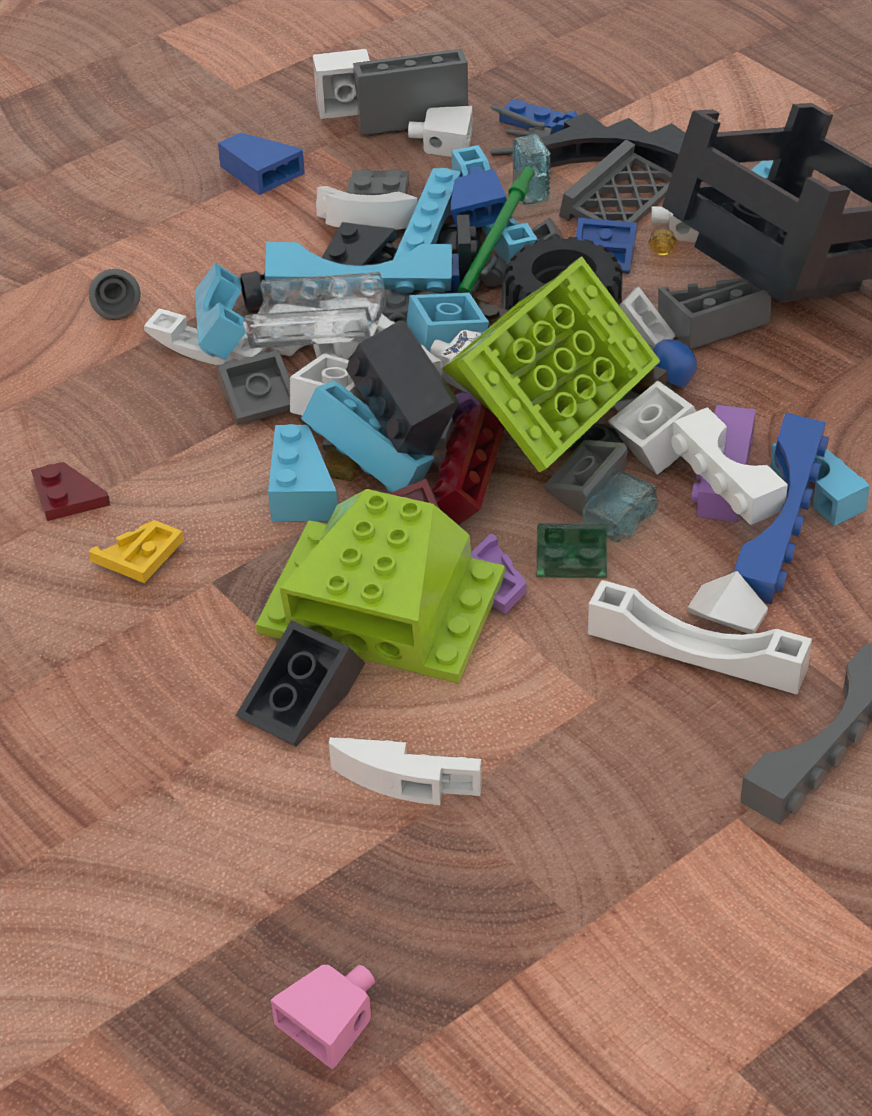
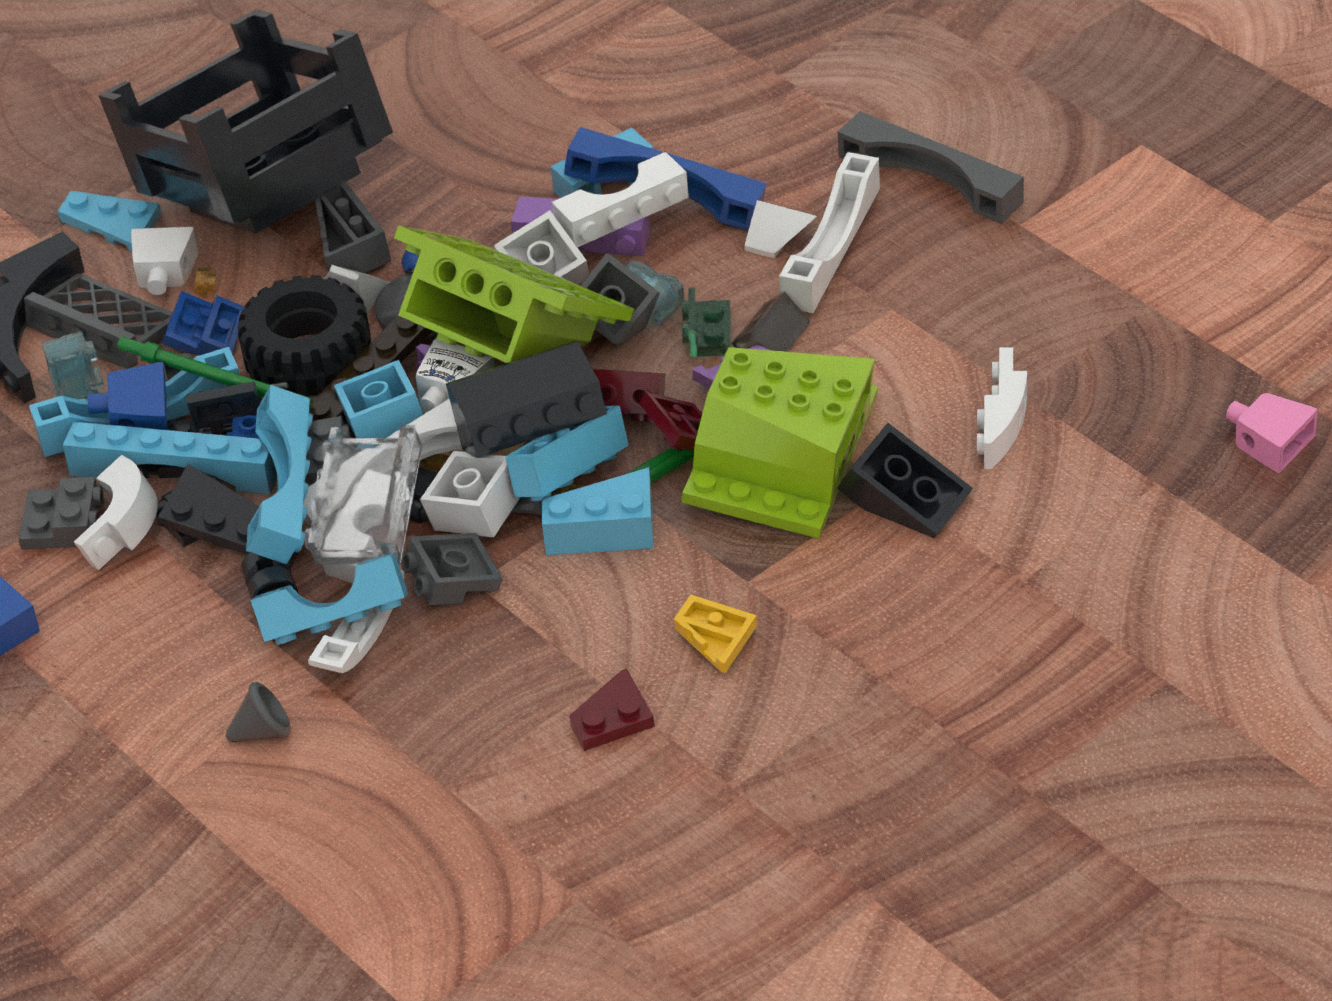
camera: 90 degrees left, 0 degrees up
(555, 599) = (774, 325): none -> clear smoke panel

